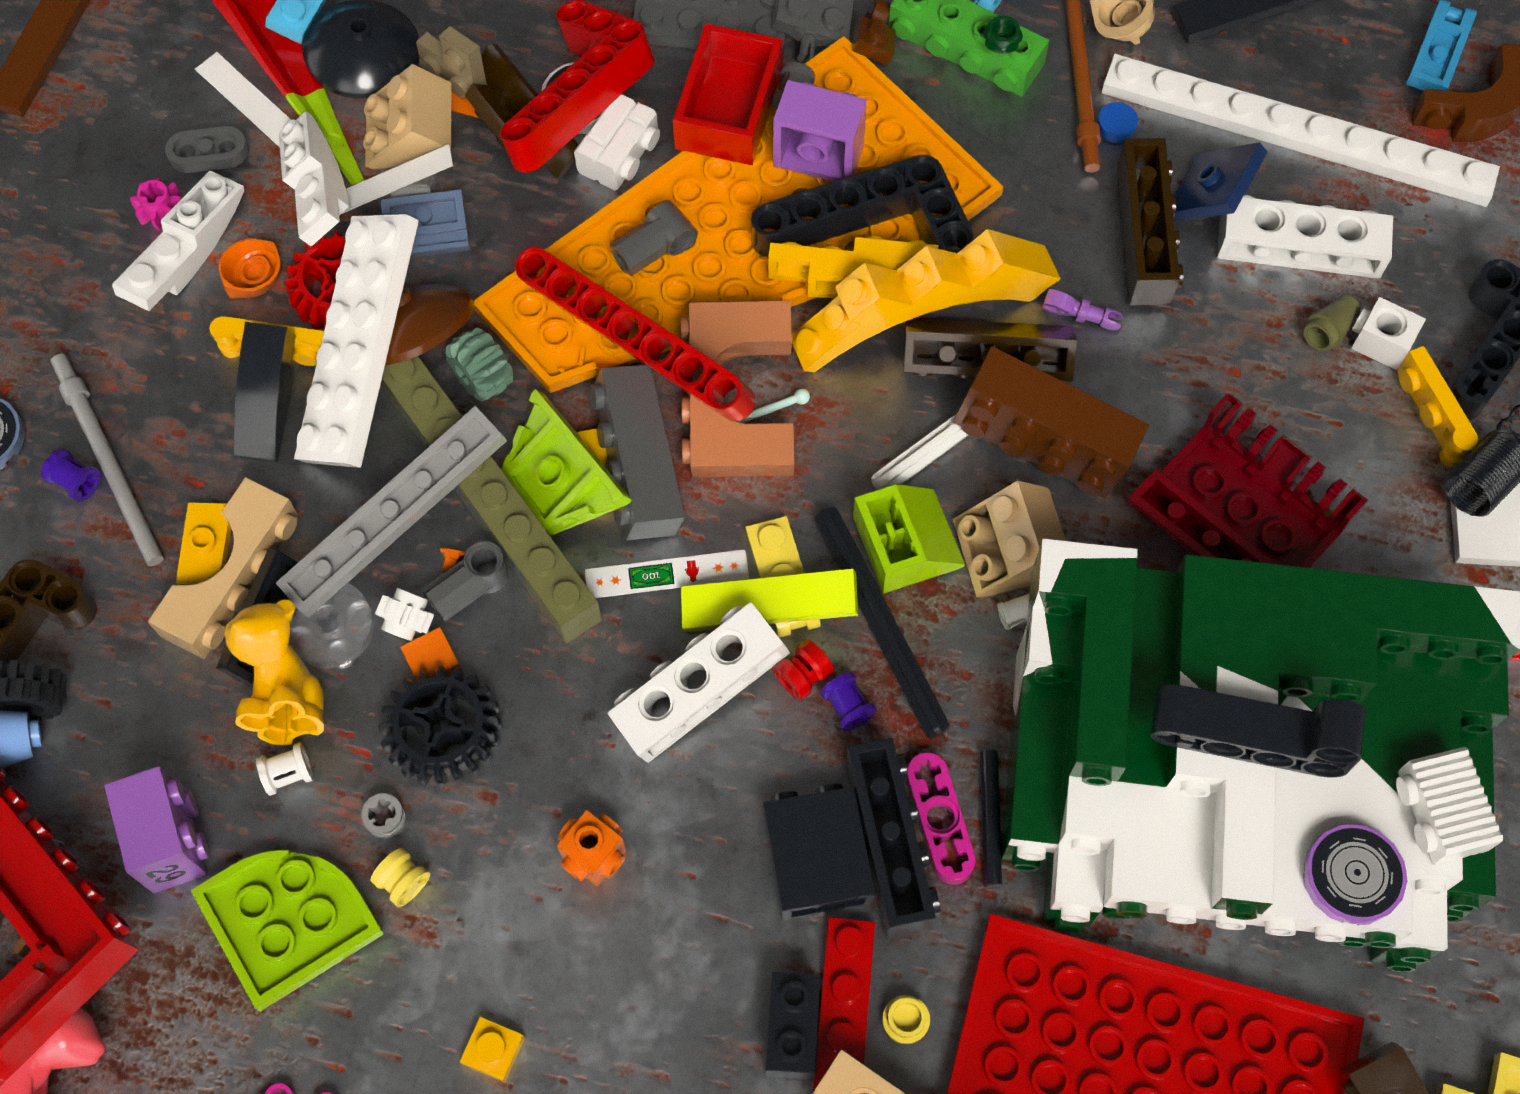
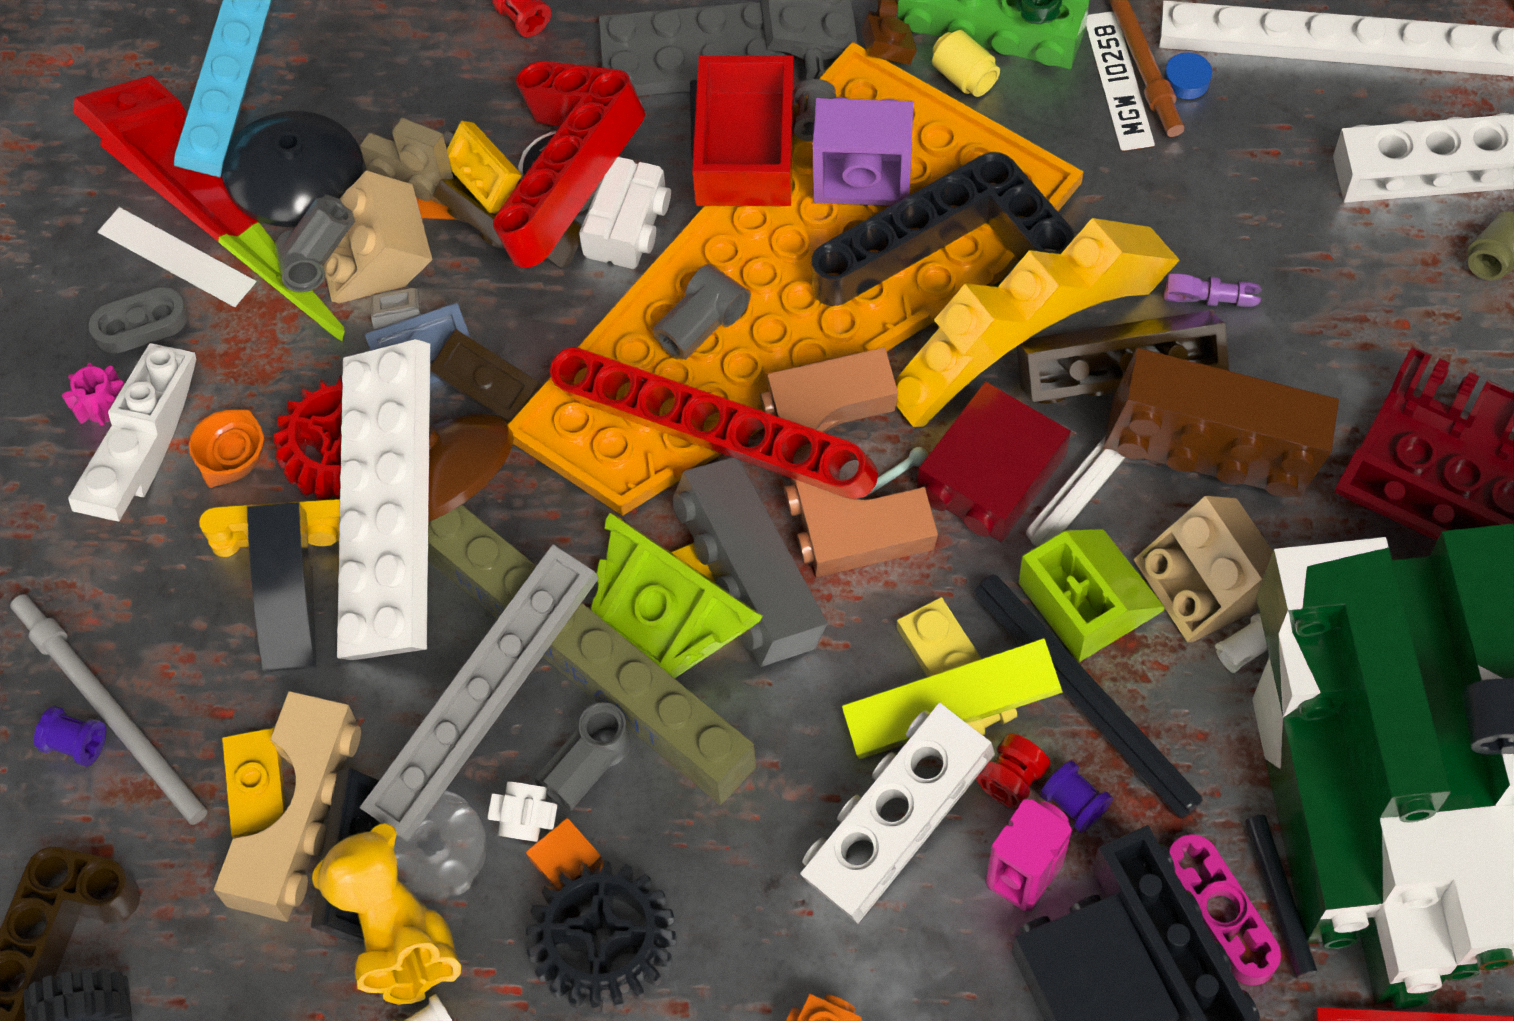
camera: 10 degrees left, 5 degrees down
(315, 176) = (278, 324): white slope -> none
(356, 115) = (307, 247): none -> dark grey piece
(399, 177) = (362, 315): white sticker -> none
(452, 557) = (558, 734): orange piece -> none
(466, 254) = (483, 376): none -> dark brown plate
(479, 364) = (534, 498): sand green gear -> none
(508, 78) = (482, 167): none -> yellow plate
(667, 573) = (820, 695): white sticker -> none
(792, 738) = (1028, 853): none -> dark pink brick
(830, 265) = (918, 300): yellow slope -> none
(858, 414) = (993, 462): none -> dark red brick
(932, 73) = (965, 63): none -> light yellow brick
(1059, 115) = (1119, 82): none -> white sticker
(1148, 222) = (1260, 177): dark brown brick -> none
(1217, 181) = (1322, 118): dark blue plate -> none

